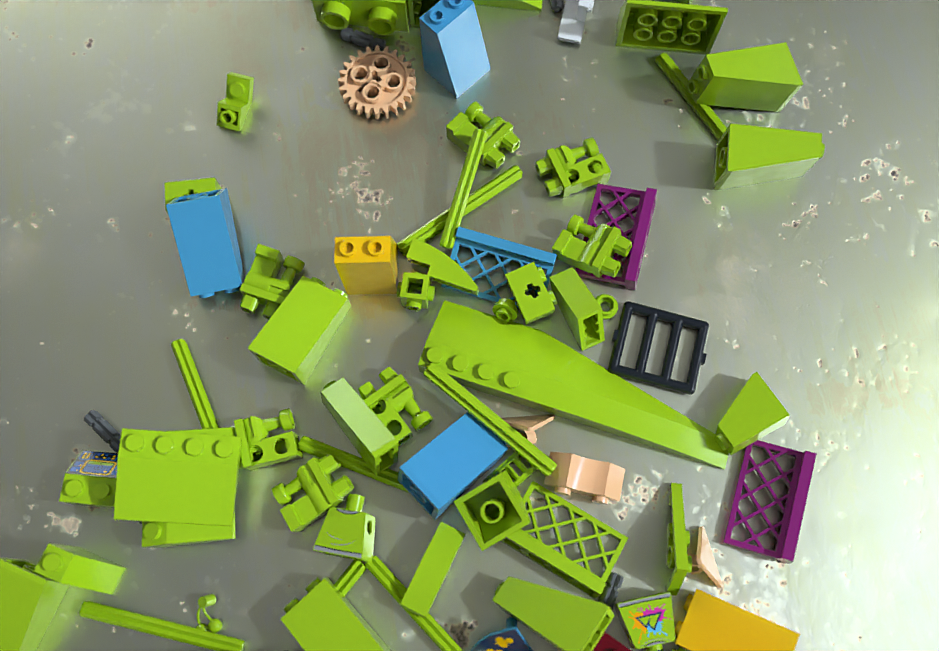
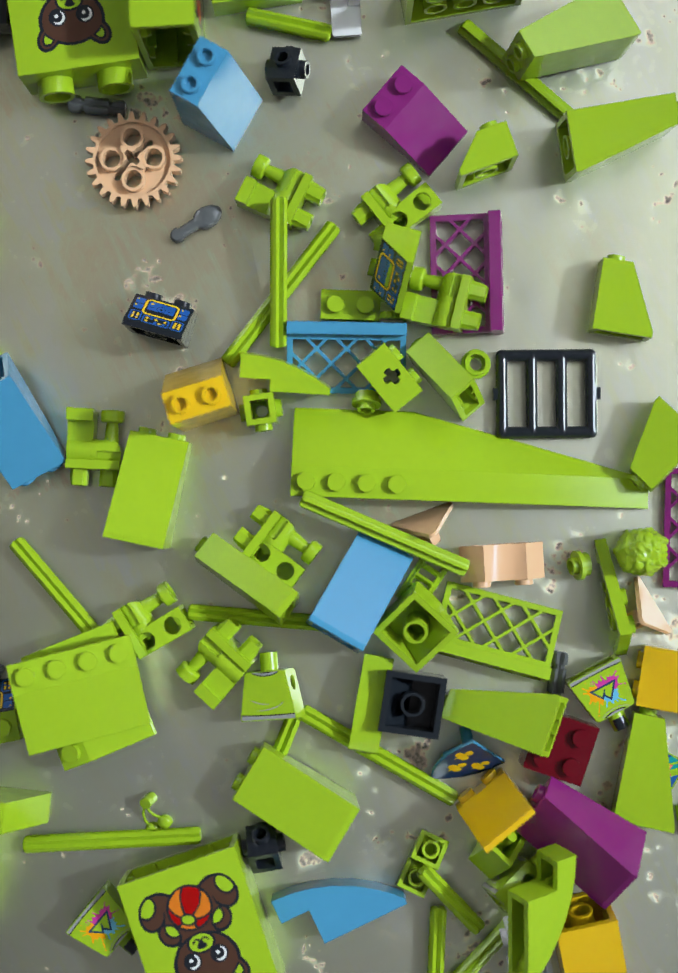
camera: 10 degrees left, 15 degrees up
(357, 200) = (161, 319): none -> slope
(417, 139) = (203, 219): none -> dark grey piece
(470, 578) = (412, 703): none -> black slope
(515, 49) = (287, 71): none -> black brick
(521, 232) = (353, 306): none -> lime hinge
(526, 21) = (288, 24): none -> lime axle
(559, 205) = (393, 264): none -> slope
(603, 110) = (413, 121): none -> magenta slope
(653, 499) = (579, 564): none -> lime plate
(656, 147) = (488, 156): none -> lime slope
(711, 502) = (641, 551): none -> lime hair
(738, 290) = (618, 301): none -> lime slope

